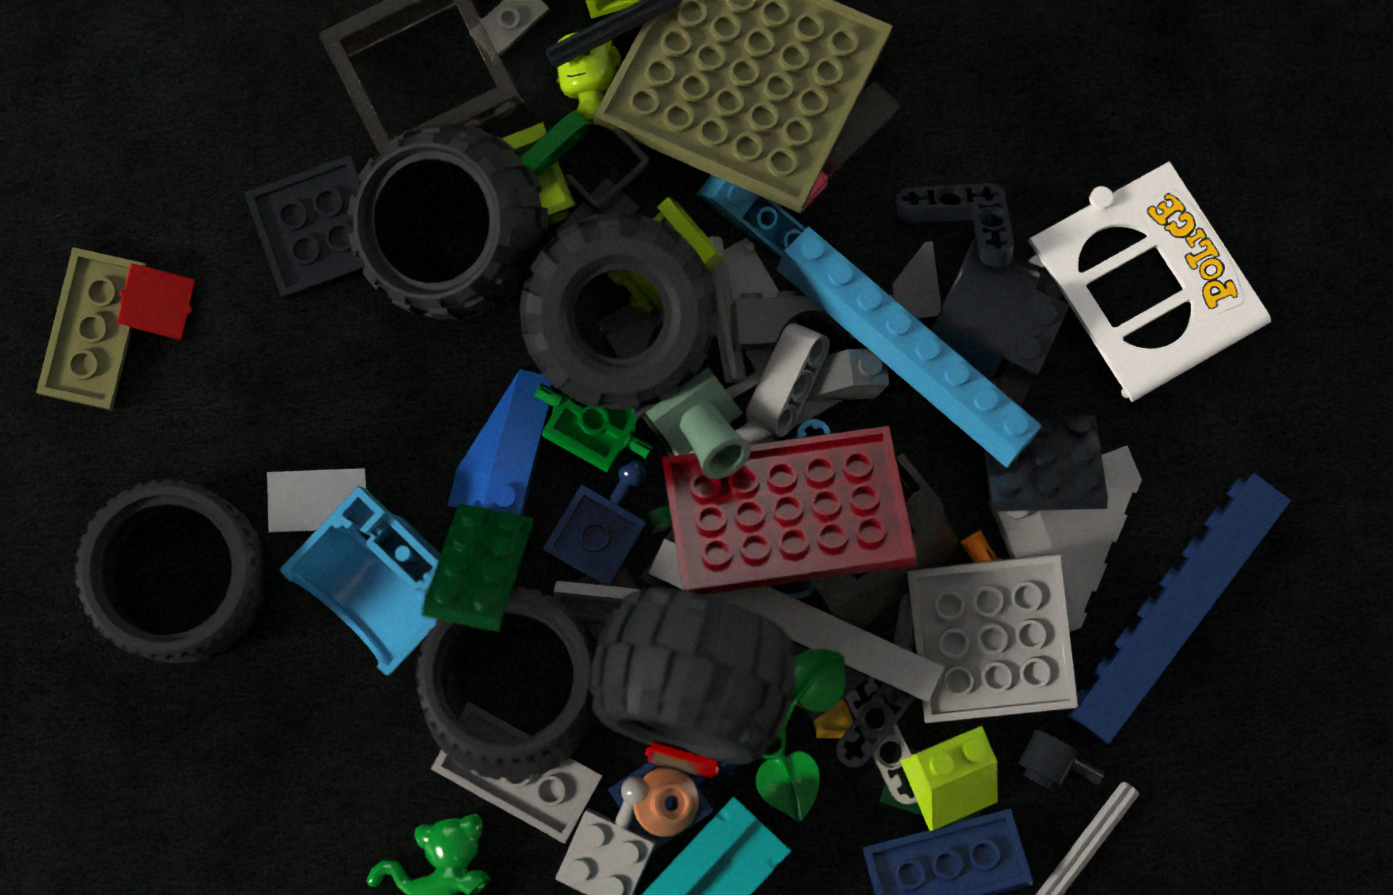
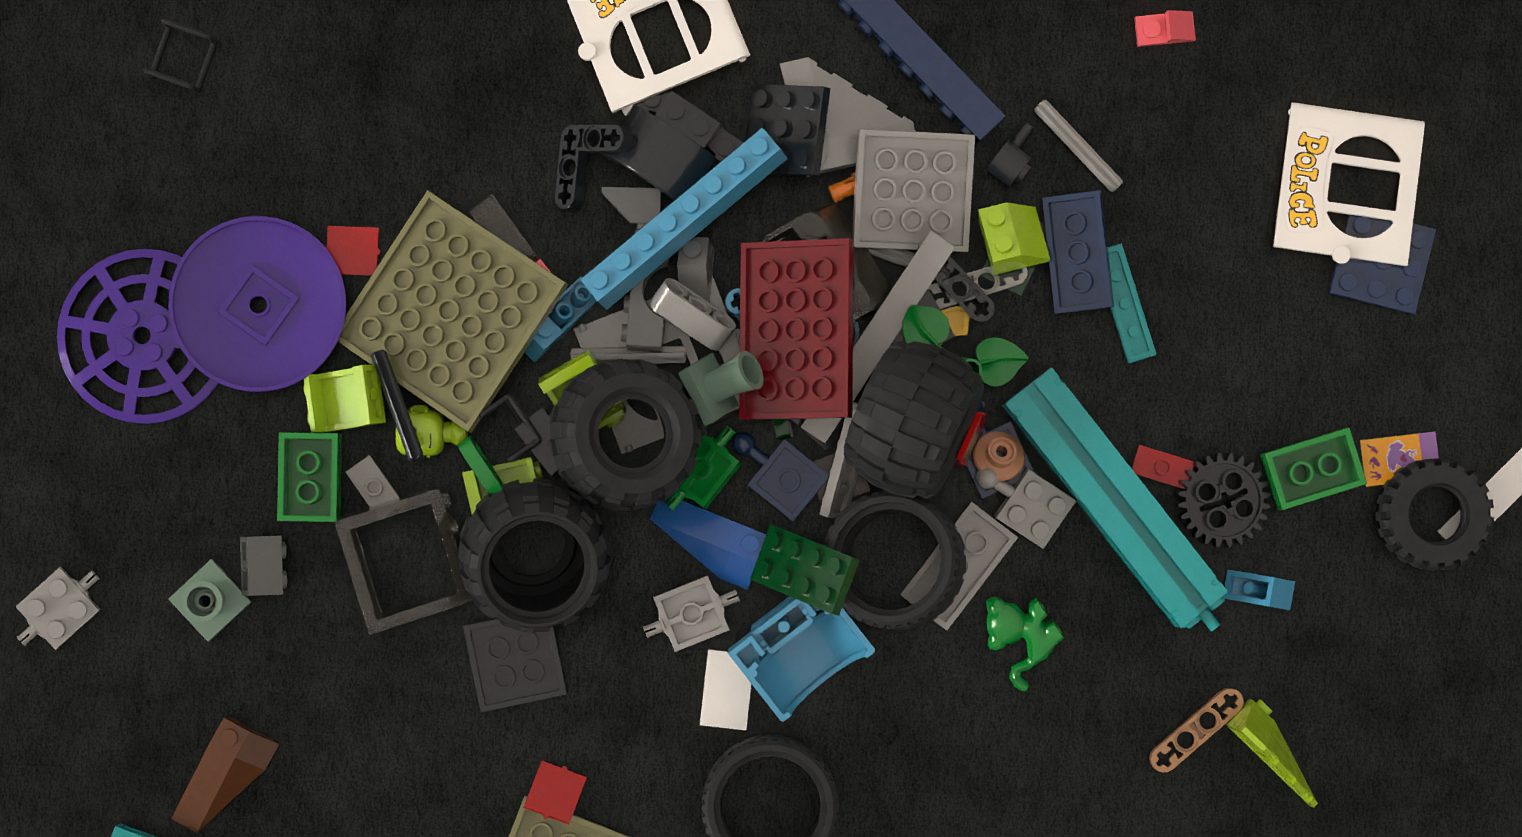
camera: 80 degrees left, 5 degrees up
(406, 438) = (691, 613): none -> light grey plate

